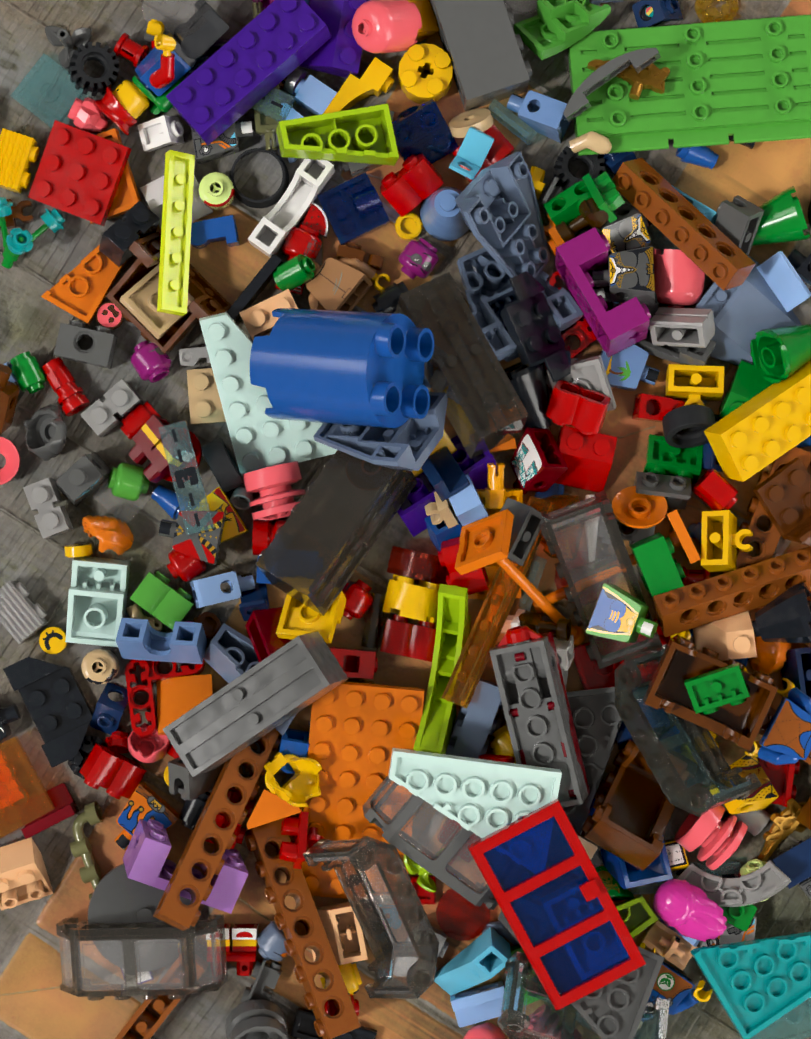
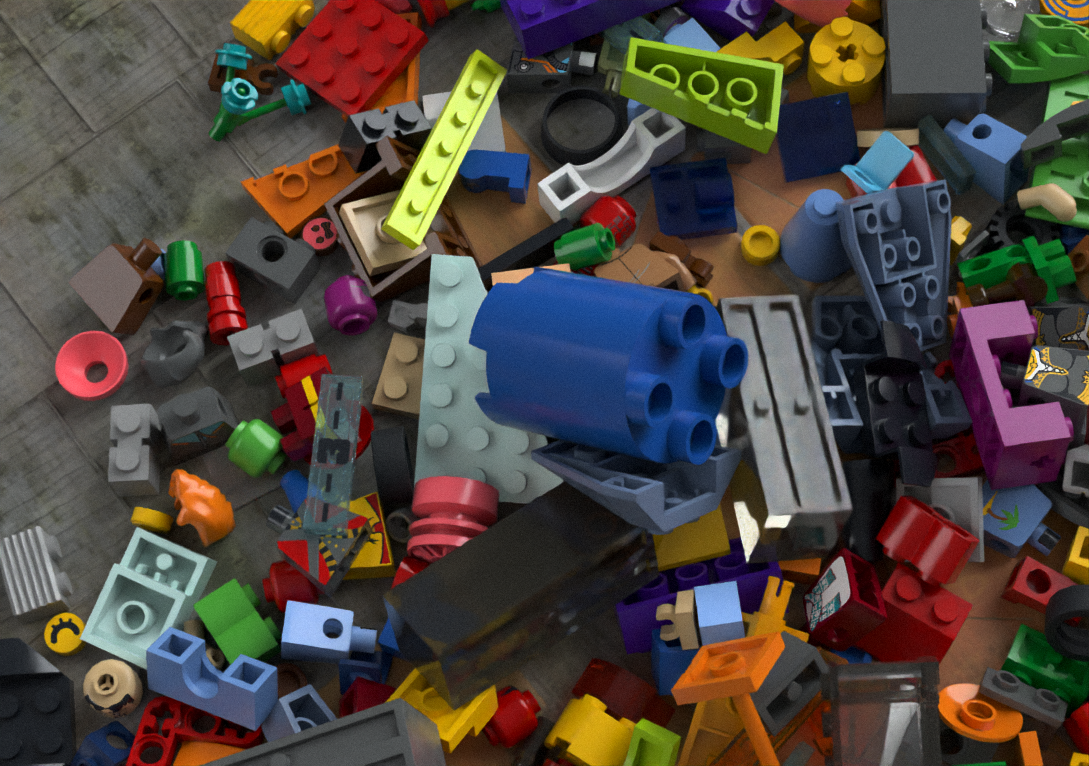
camera: 25 degrees right, 20 degrees down
(161, 132) = (473, 33): white bracket -> none
(216, 200) = (519, 122): yellowish green head -> none
(317, 220) = (641, 198): red tile -> none
(411, 184) = (781, 187): red brick -> none
(418, 258) = (761, 278): magenta head -> none
(444, 474) = (699, 567): dark blue panel -> none
(475, 581) = (693, 722): red brick -> none

